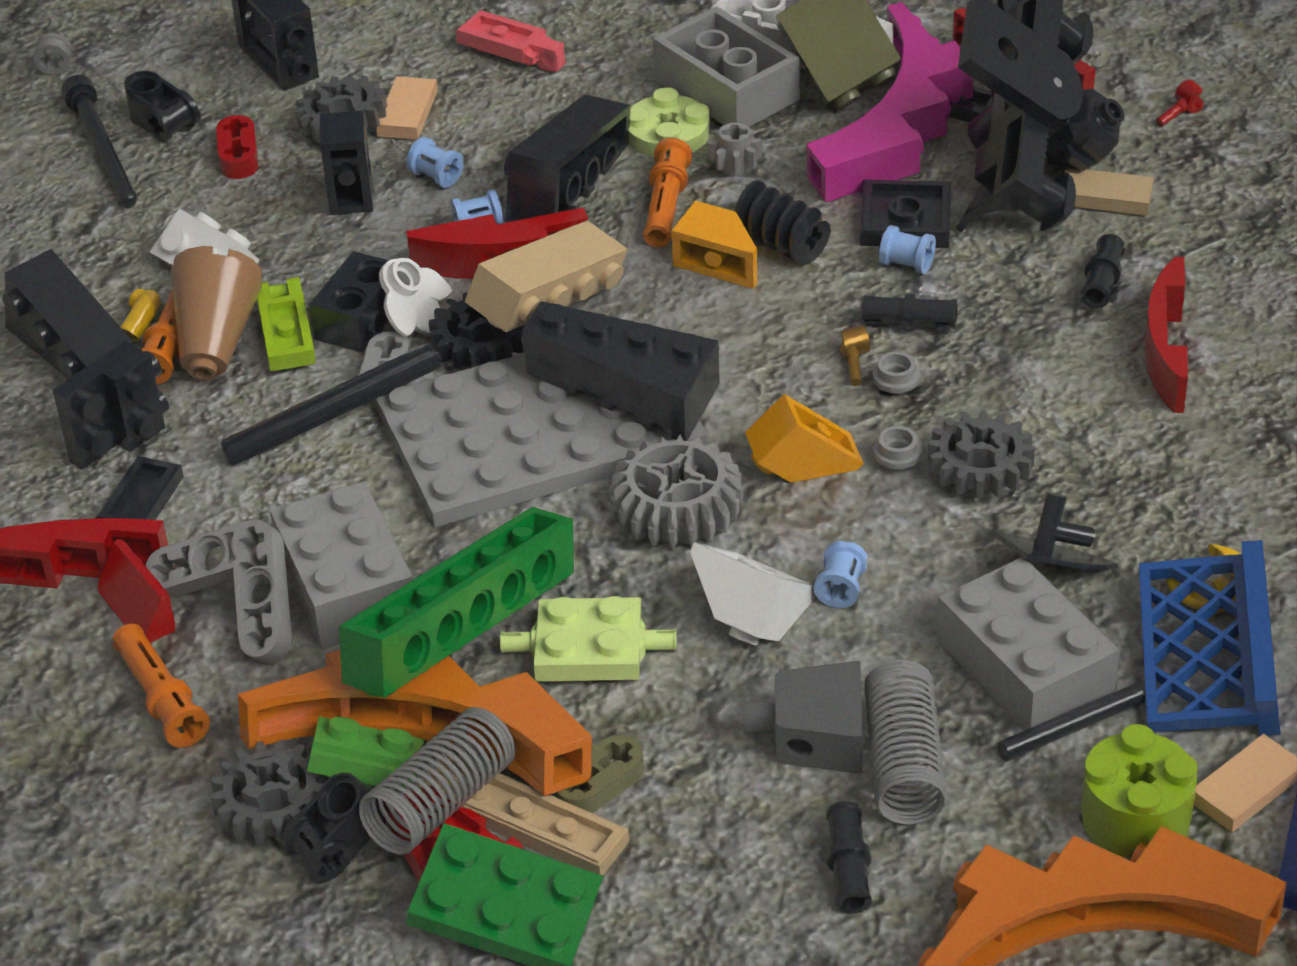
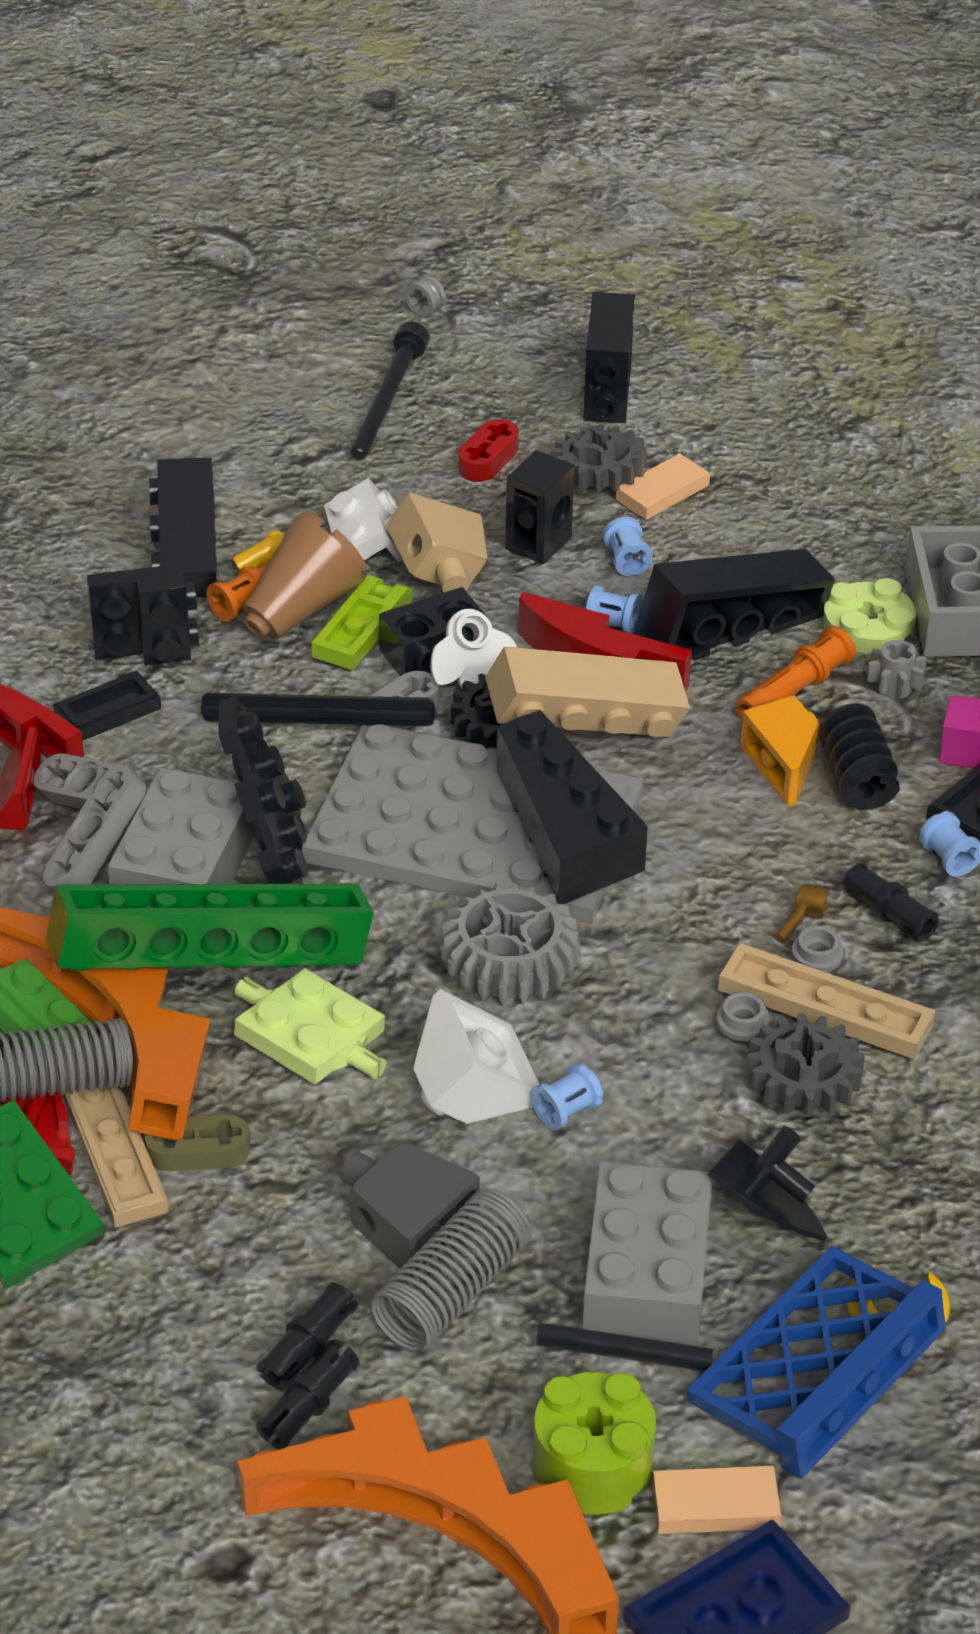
camera: 35 degrees right, 0 degrees up
(159, 105) = (457, 380): black piece -> none
(293, 229) = (438, 541): none -> tan torso
(386, 483) = (265, 793): none -> black plate
(511, 40) = (812, 469): coral hinge -> none
(800, 443) = (659, 964): light orange slope -> none
(896, 897) = (307, 1394): none -> black pin
(929, 403) = (797, 989): none -> tan plate

